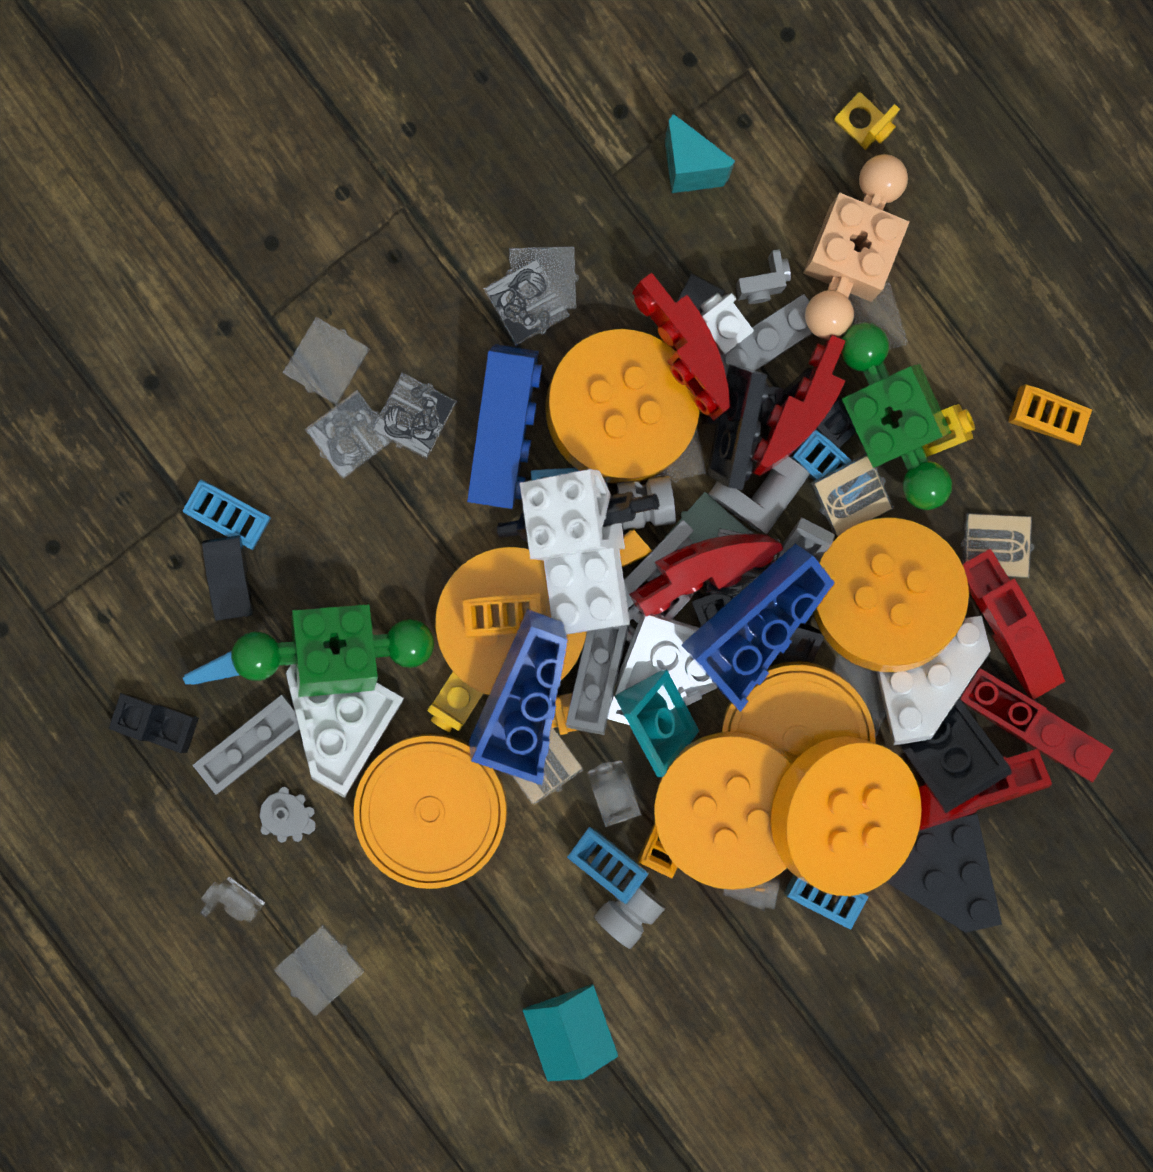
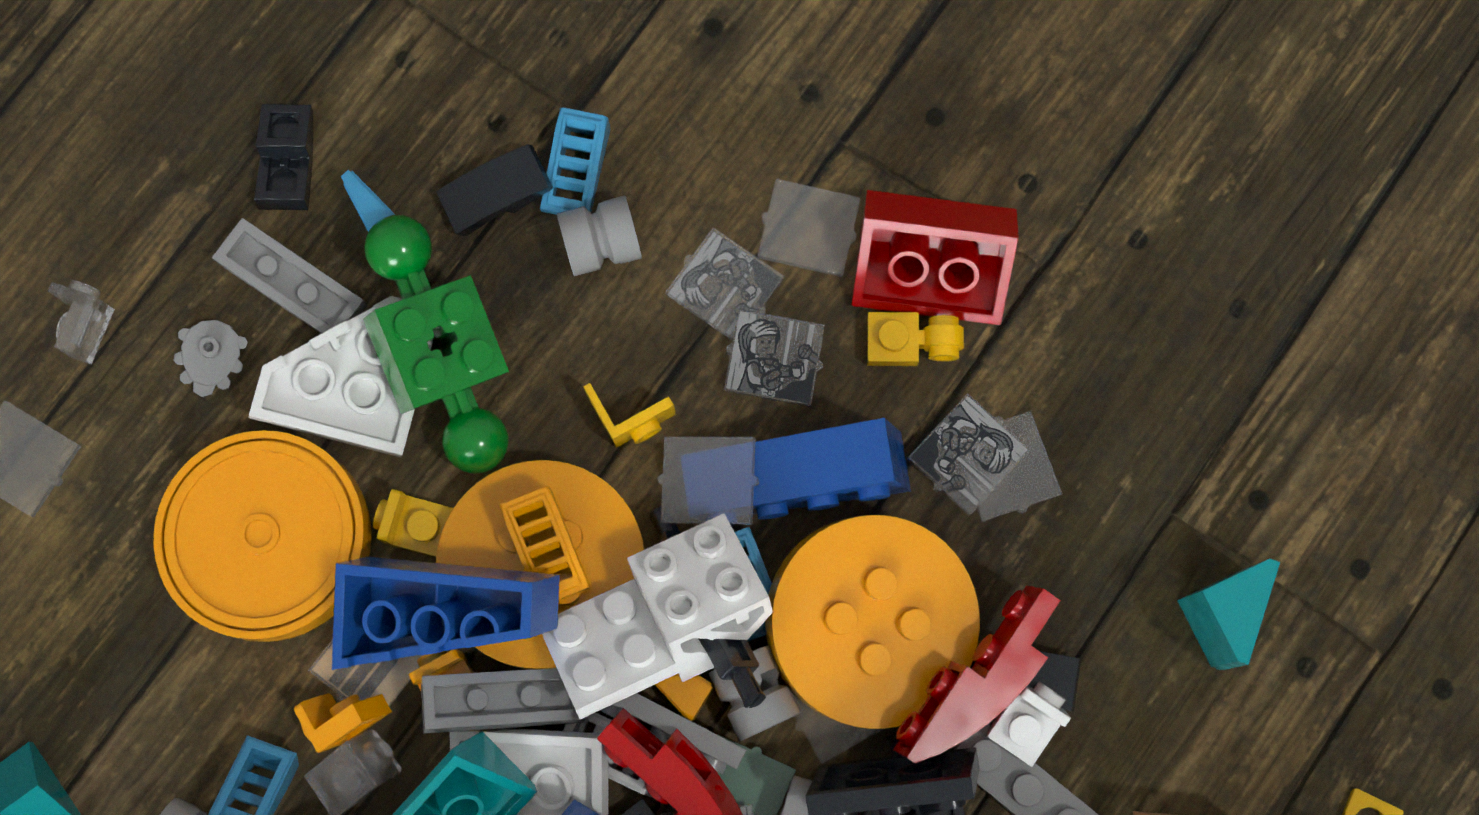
camera: 75 degrees right, 10 degrees down
(287, 511) = (599, 235): none -> light grey wheel
(377, 277) = (935, 257): none -> red slope
(427, 324) = (896, 338): none -> yellow plate
(436, 526) = (638, 427): none -> yellow bracket
(490, 488) = (708, 479): none -> clear piece
(577, 798) = (333, 723): none -> light orange bracket
(760, 287) = (1093, 758): light grey bracket -> none

